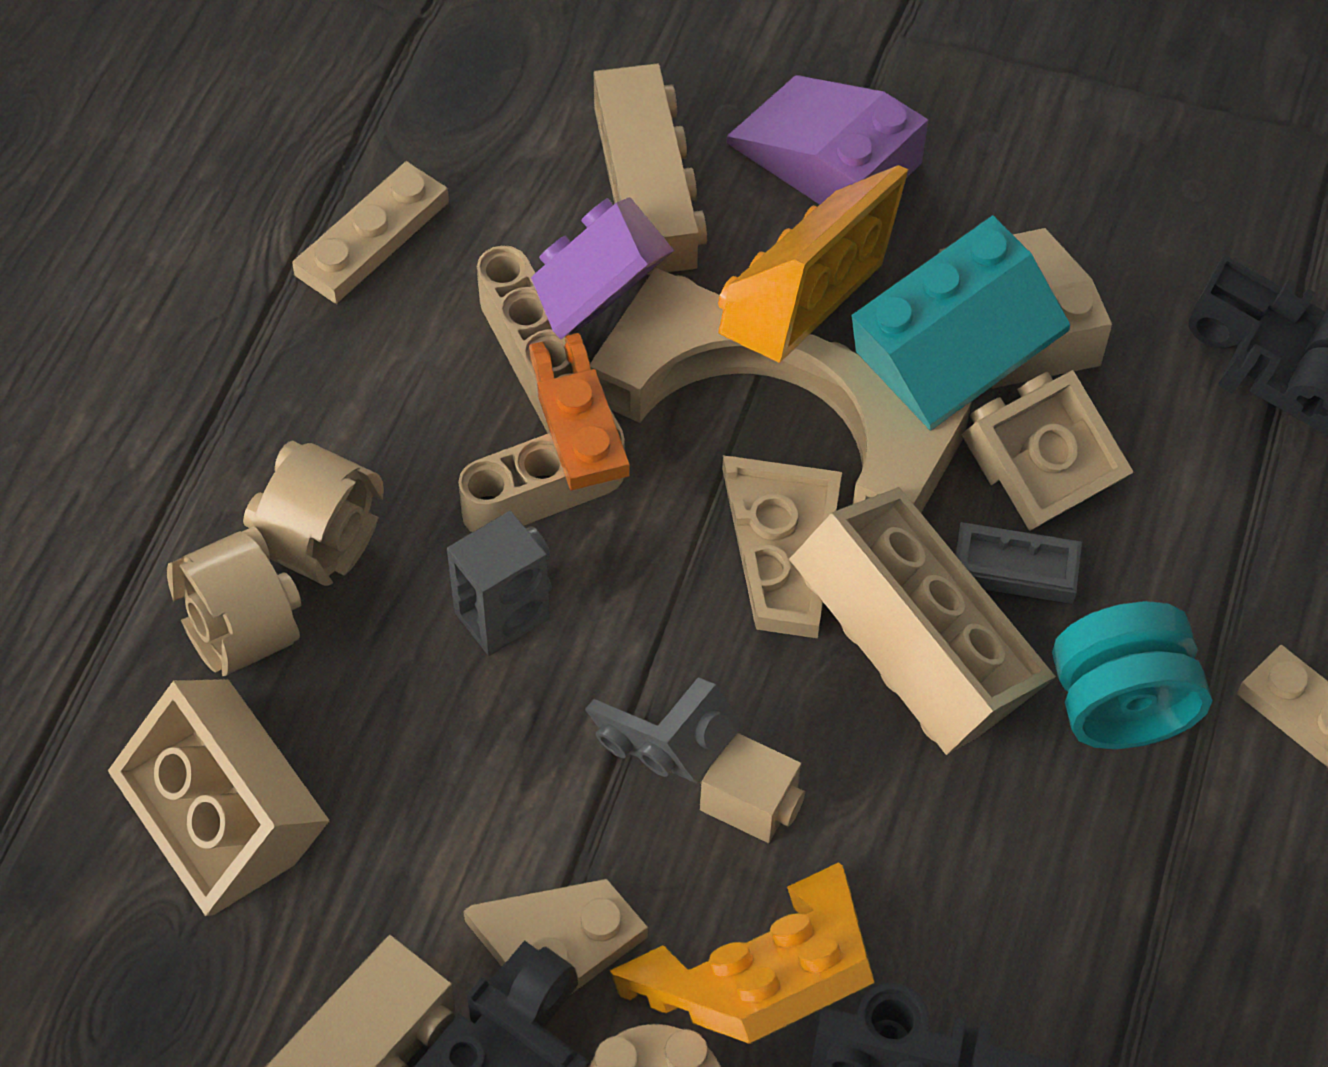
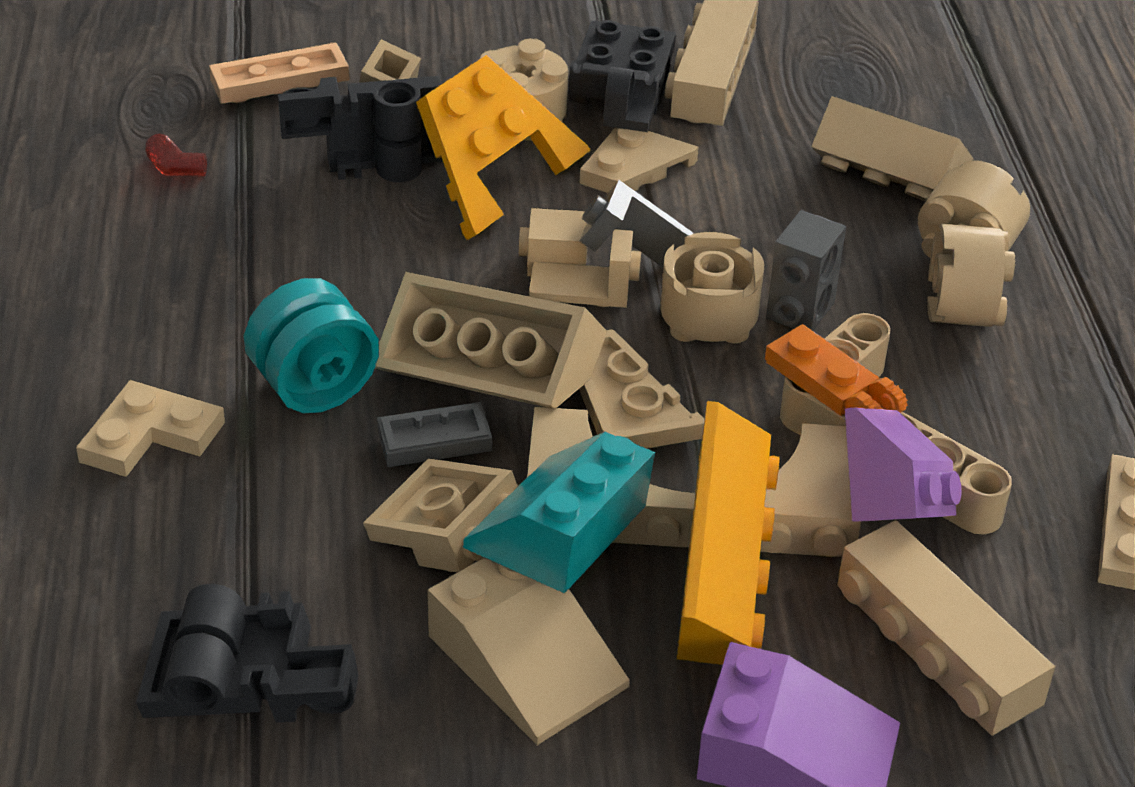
camera: 155 degrees right, 15 degrees down
(613, 622) = (711, 288): none -> tan brick
(760, 718) = (590, 283): none -> tan bracket

